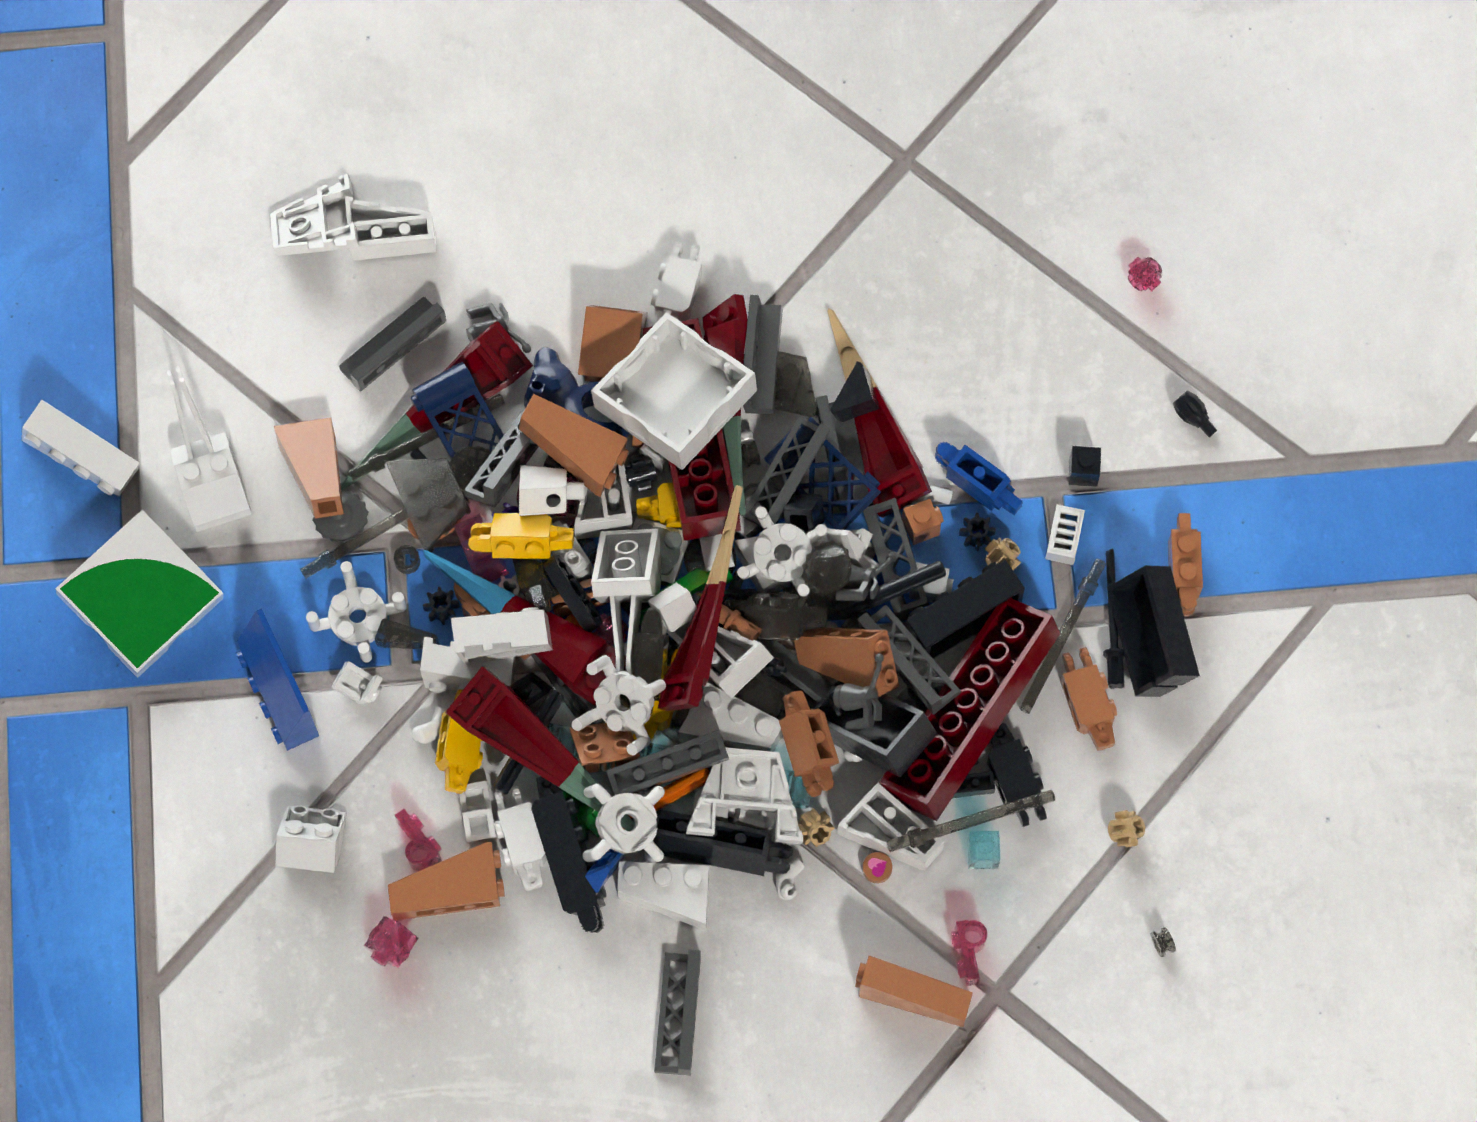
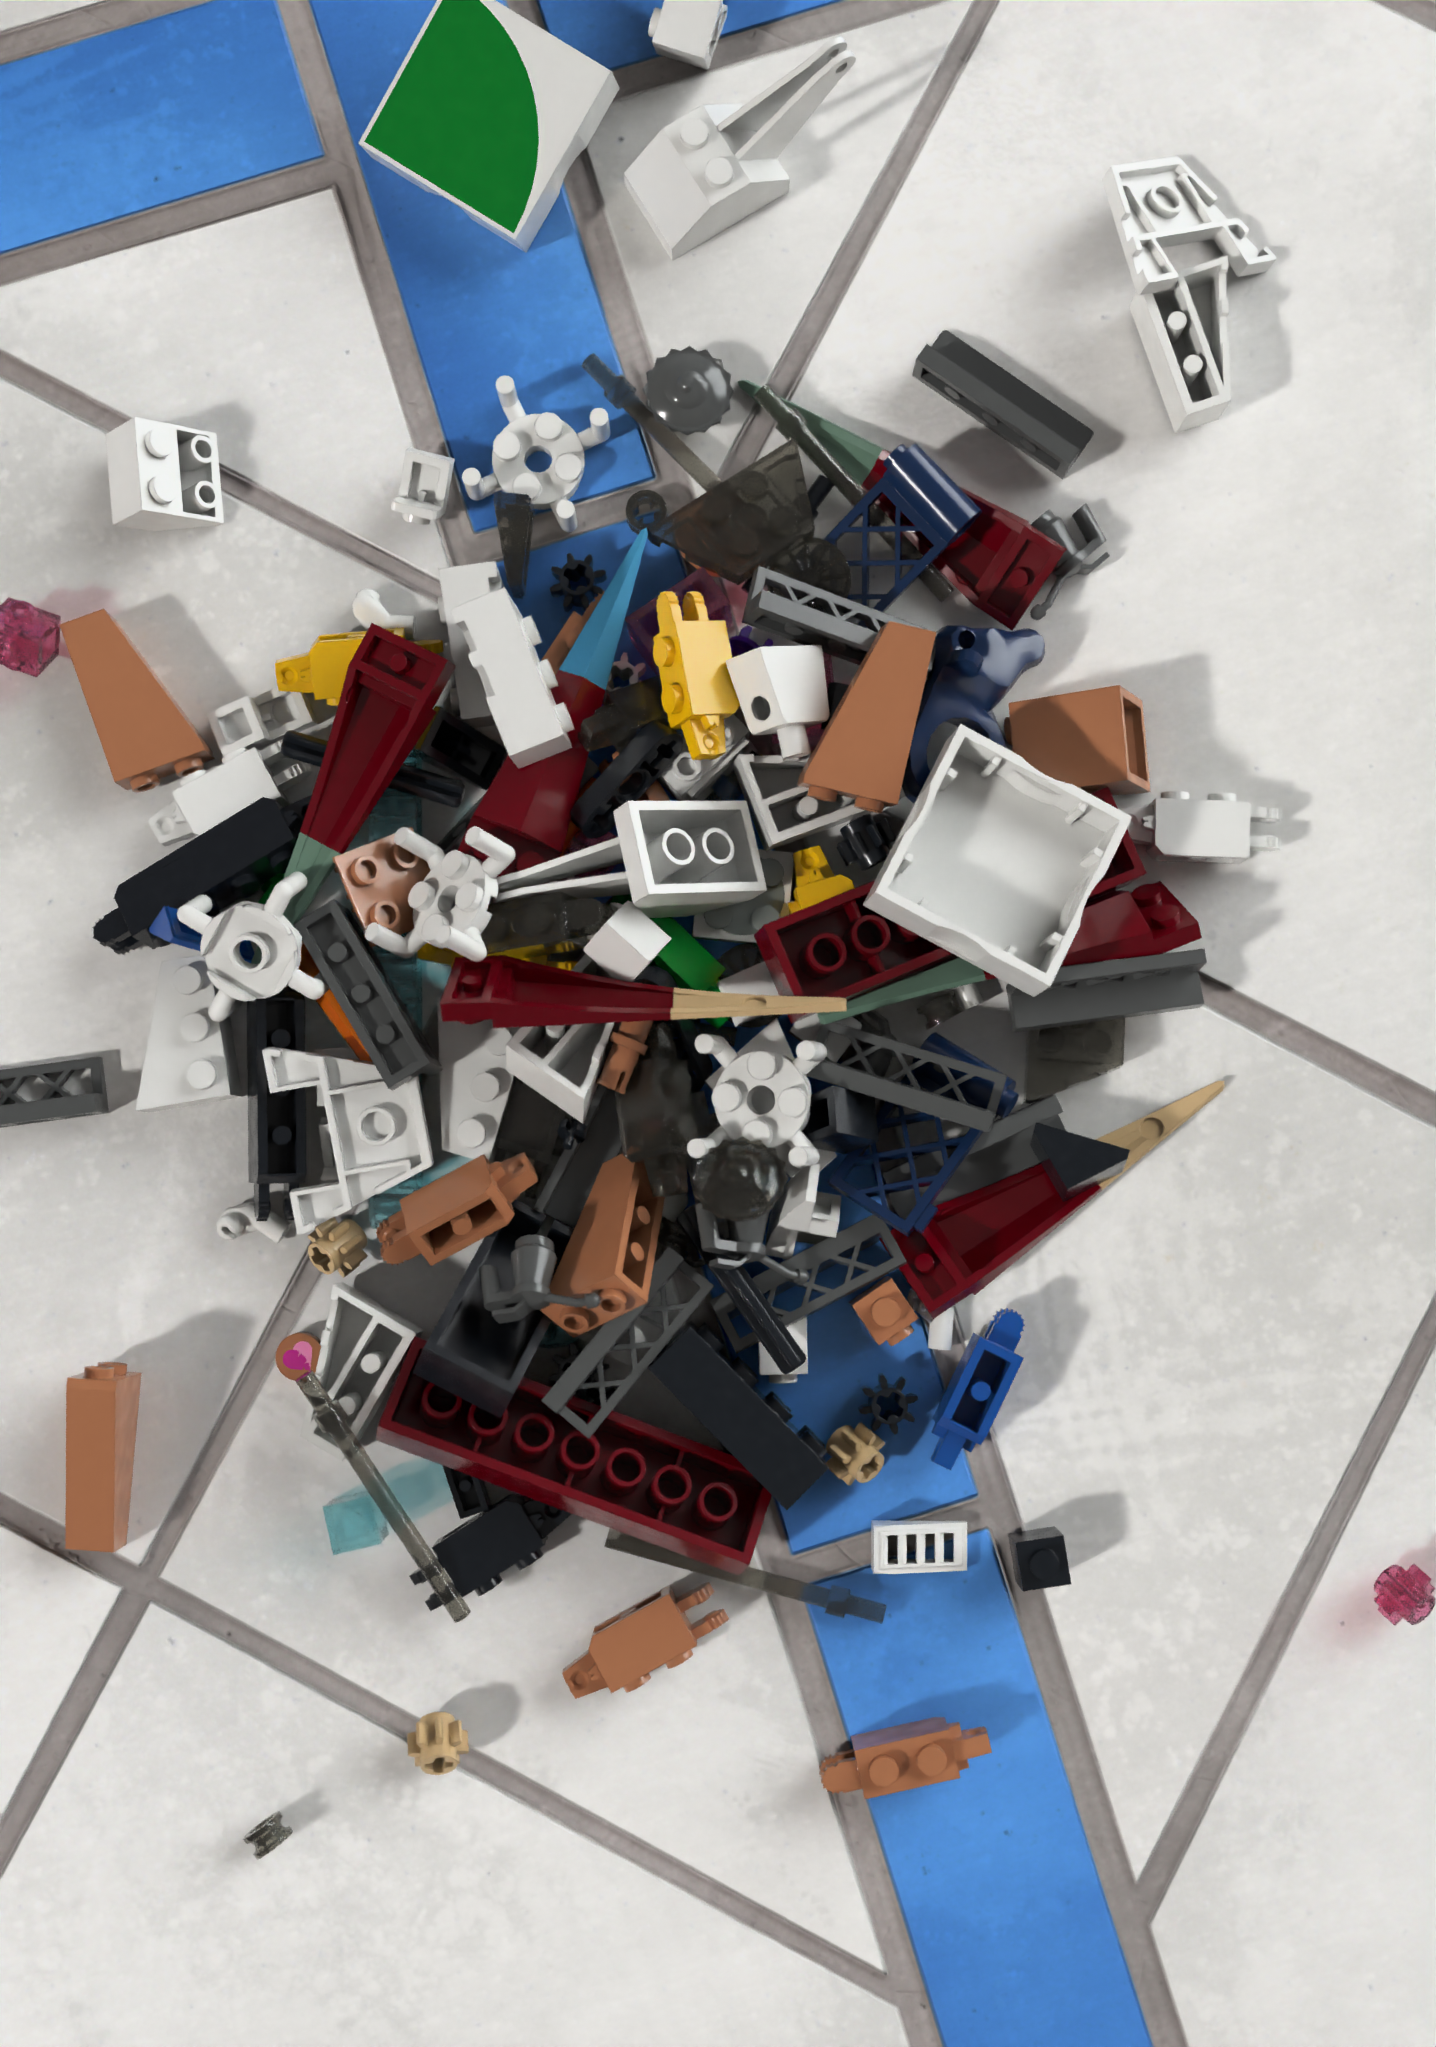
camera: 75 degrees right, 15 degrees up
(275, 683) = (392, 364): blue slope -> none
(313, 461) = (761, 327): slope -> none
(412, 827) = (209, 626): clear pink plate -> none
(967, 966) = (166, 1531): clear pink plate -> none
(1115, 654) = (724, 1668): black piece -> none
(1153, 631) = (769, 1731): black piece -> none
(1194, 412) = (1177, 1720): black piece -> none

